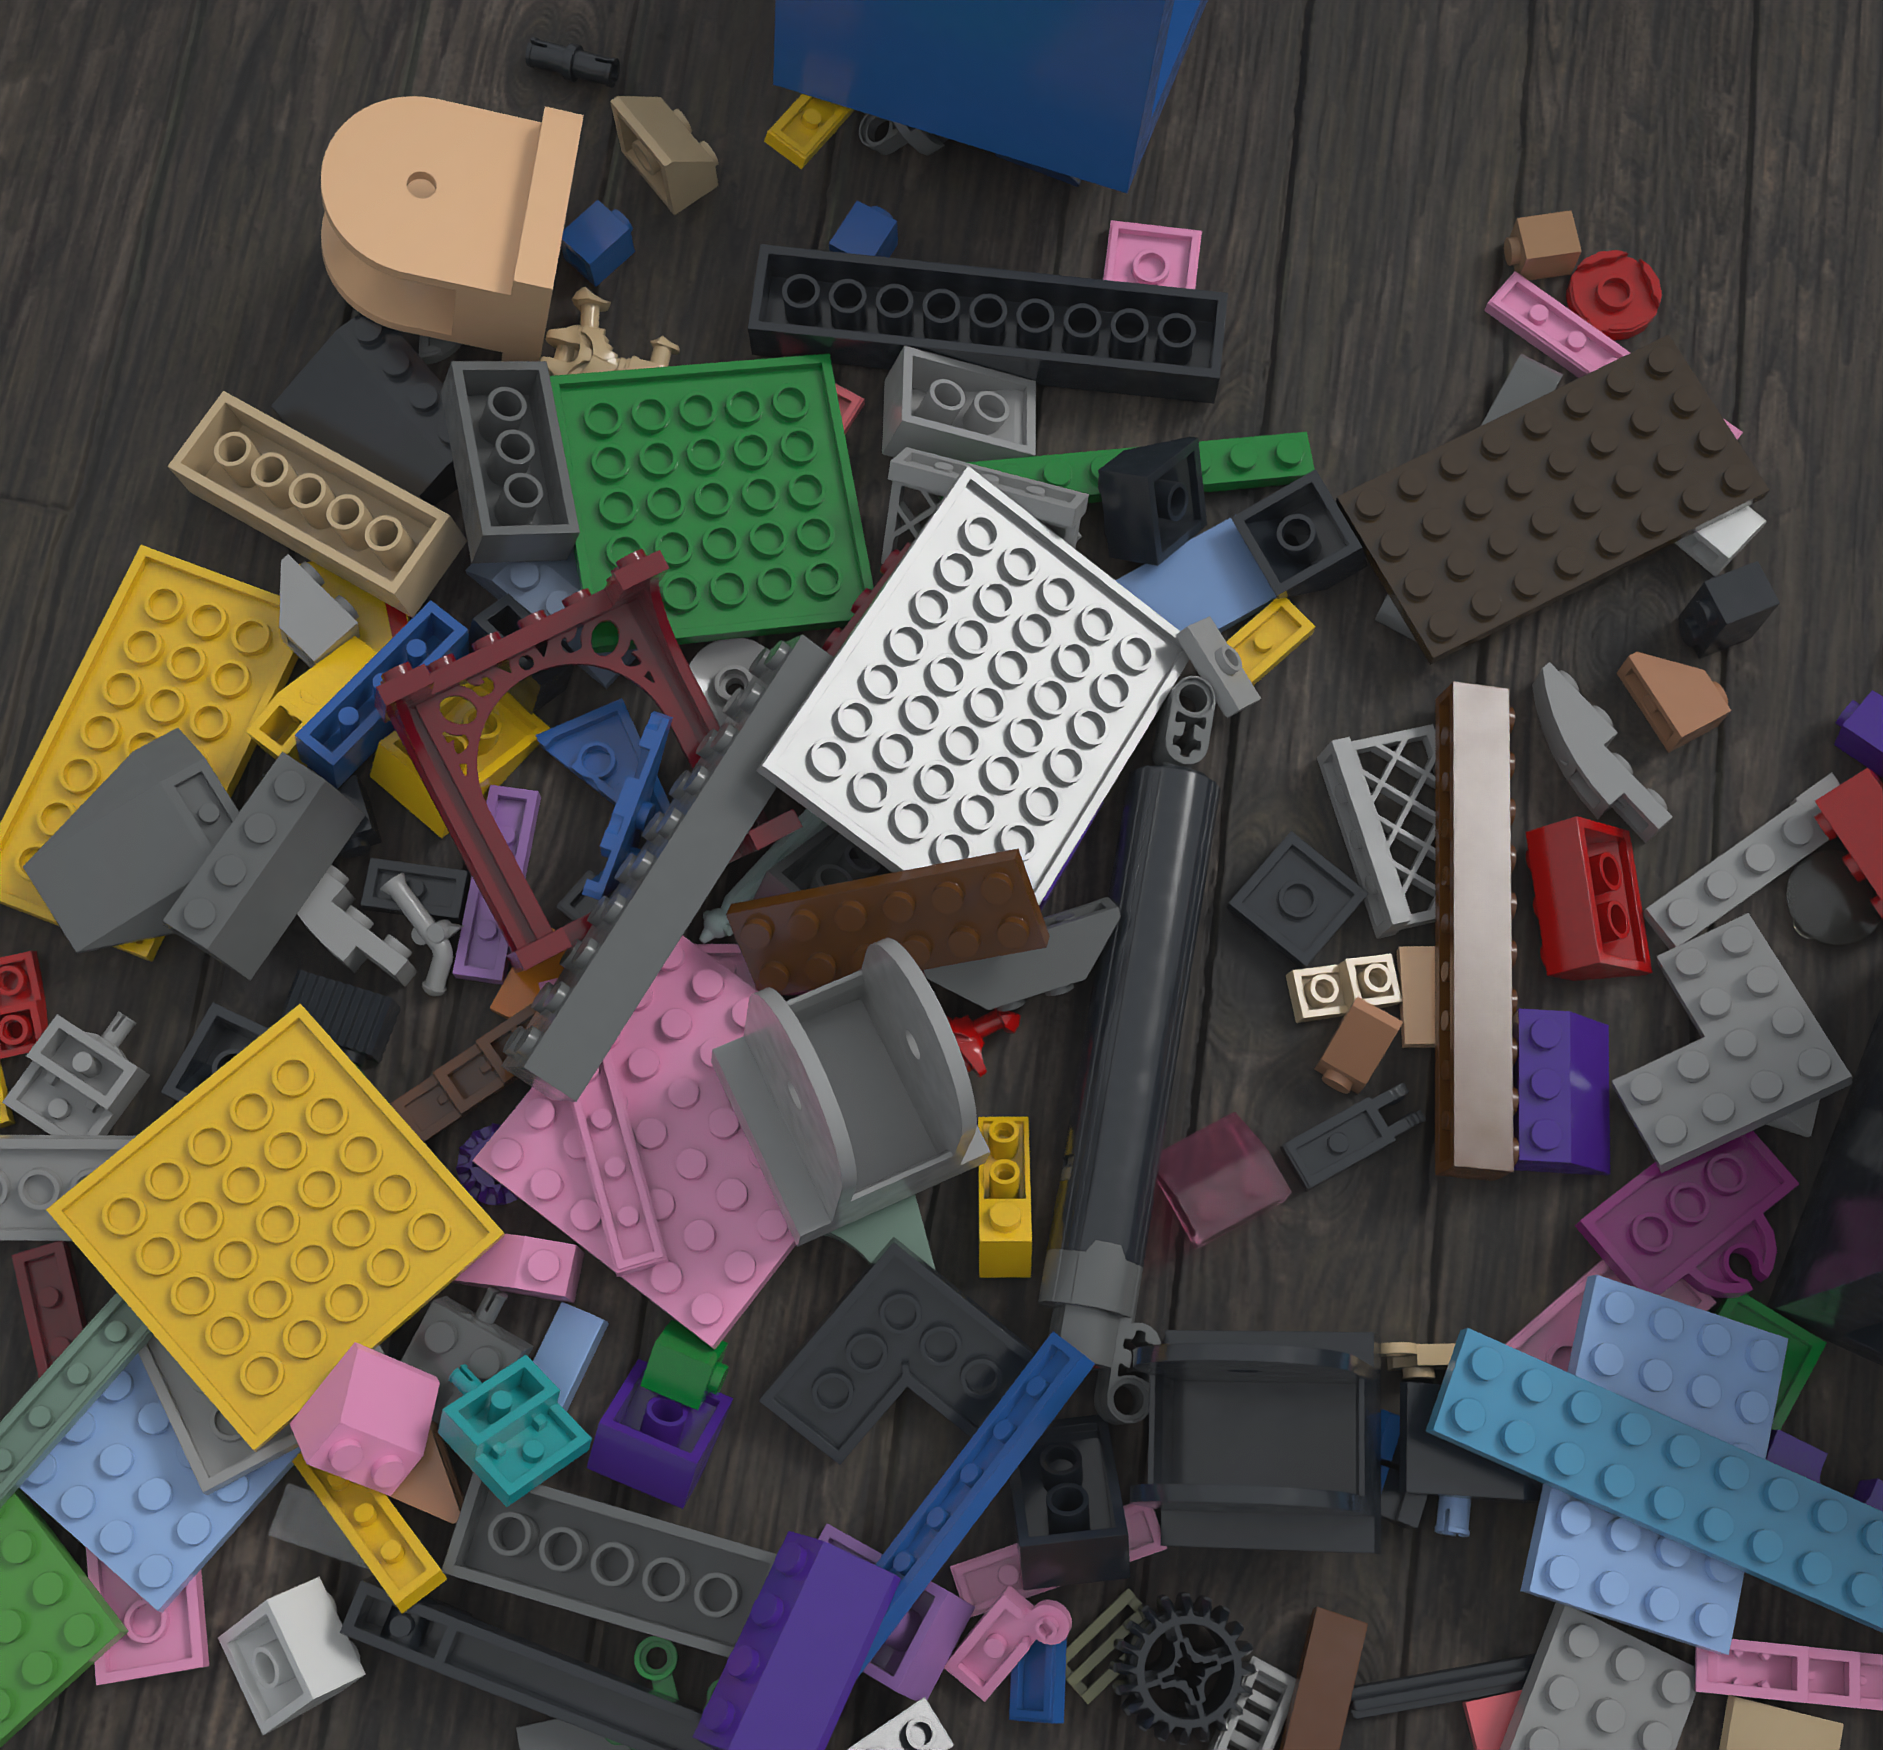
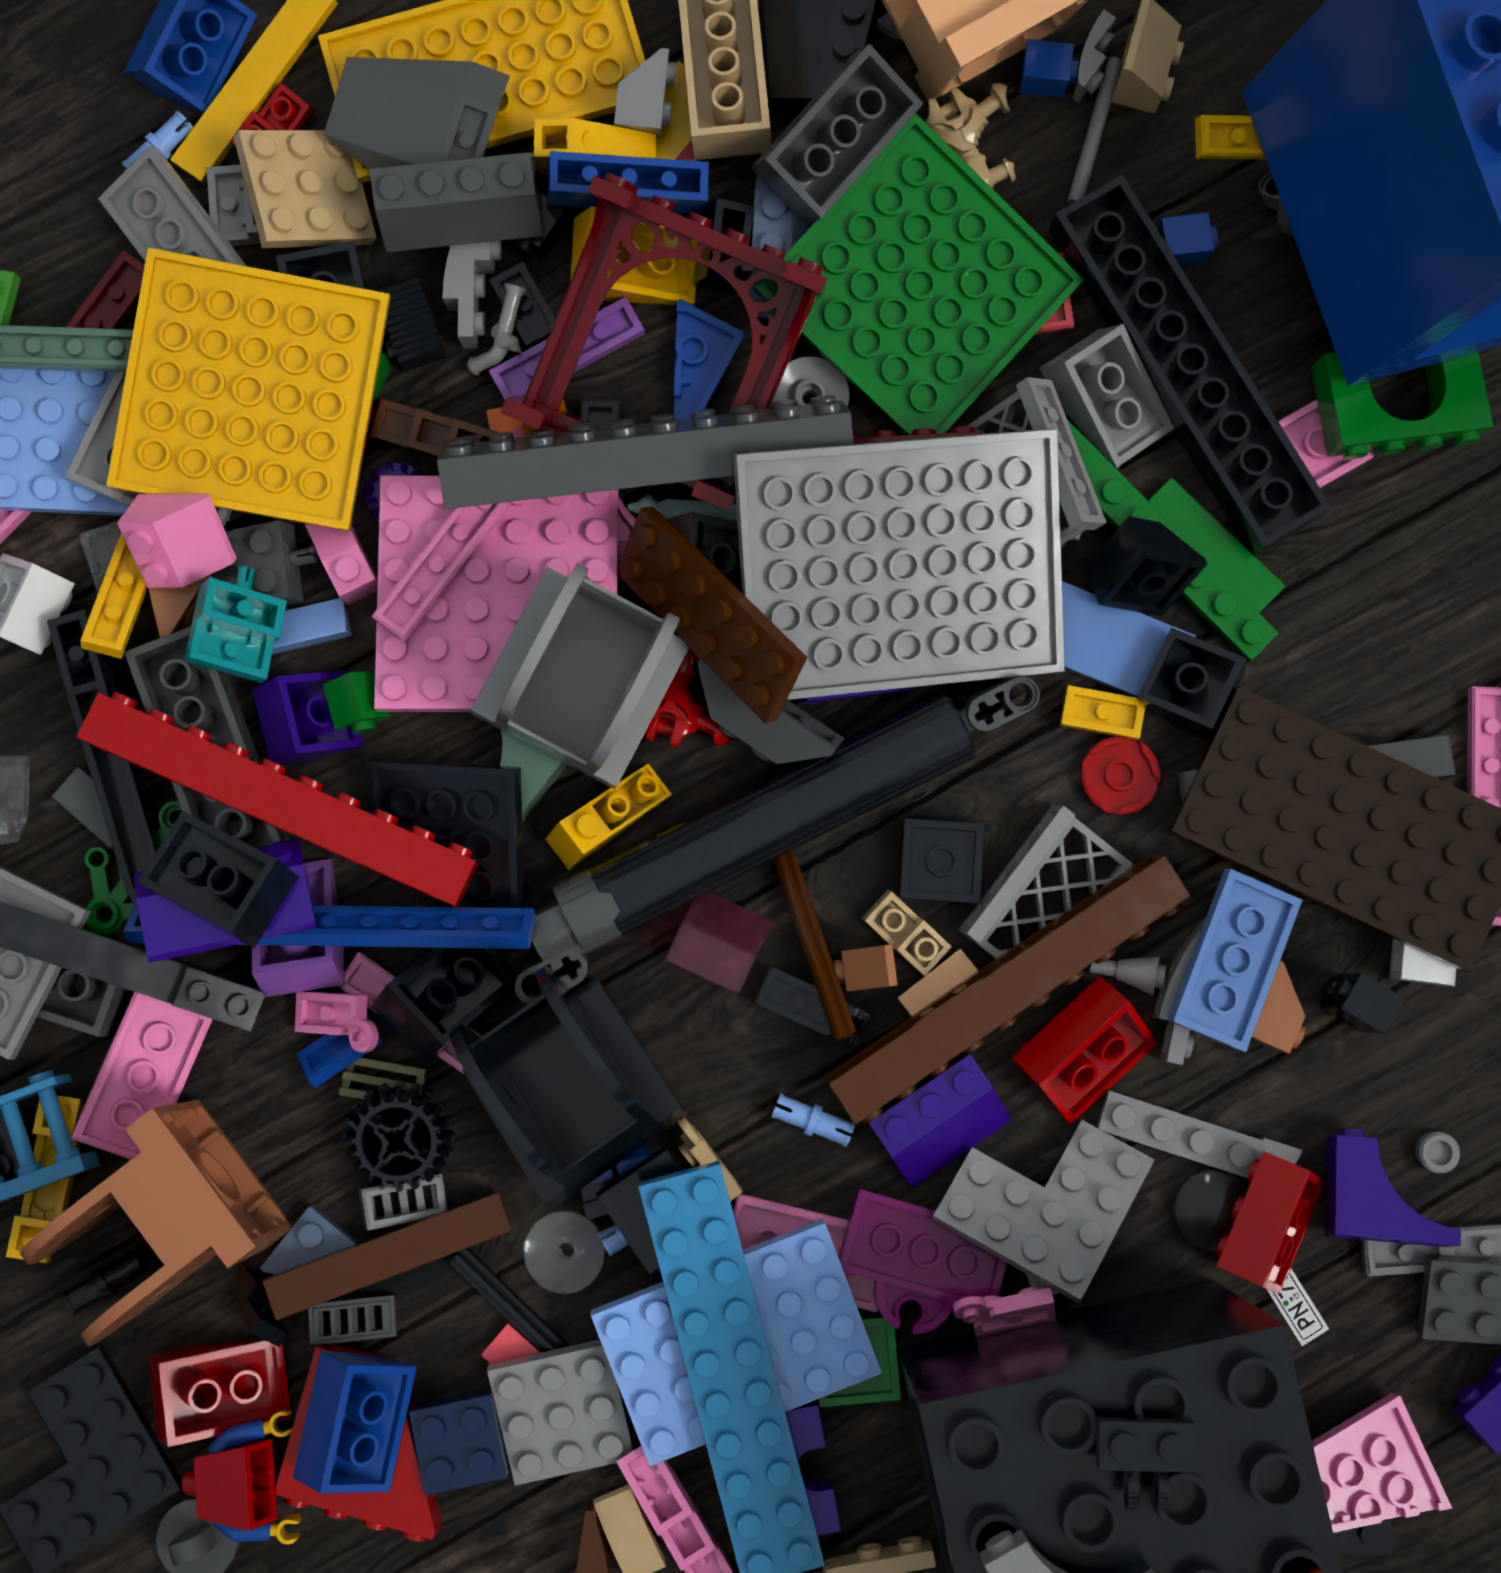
camera: 55 degrees right, 10 degrees up
(112, 1017) = (303, 189): none -> tan plate
(621, 195) = (1093, 58): none -> light grey slope
(632, 808) = (670, 396): blue wing -> none
(692, 247) = (1095, 130): none -> light grey bar
(729, 1520) = (277, 799): none -> red brick
(775, 1639) = (218, 878): none -> black slope
(1165, 218) = (1358, 425): none -> green arch
(1206, 420) = (1217, 545): none -> green tile
(1218, 665) = (1058, 695): light grey plate -> none
(1296, 1085) = (814, 946): none -> reddish brown axle
(1335, 674) = (1119, 775): none -> red tile
(1453, 1599) = (548, 1264): none -> clear dish
(1470, 1220) = (813, 1120): none -> light blue pin
(1548, 794) = (1137, 972): none -> light grey cone
(1605, 692) = (1235, 960): none -> medium blue plate
(1805, 1176) = (1005, 1313): none -> bright pink hinge

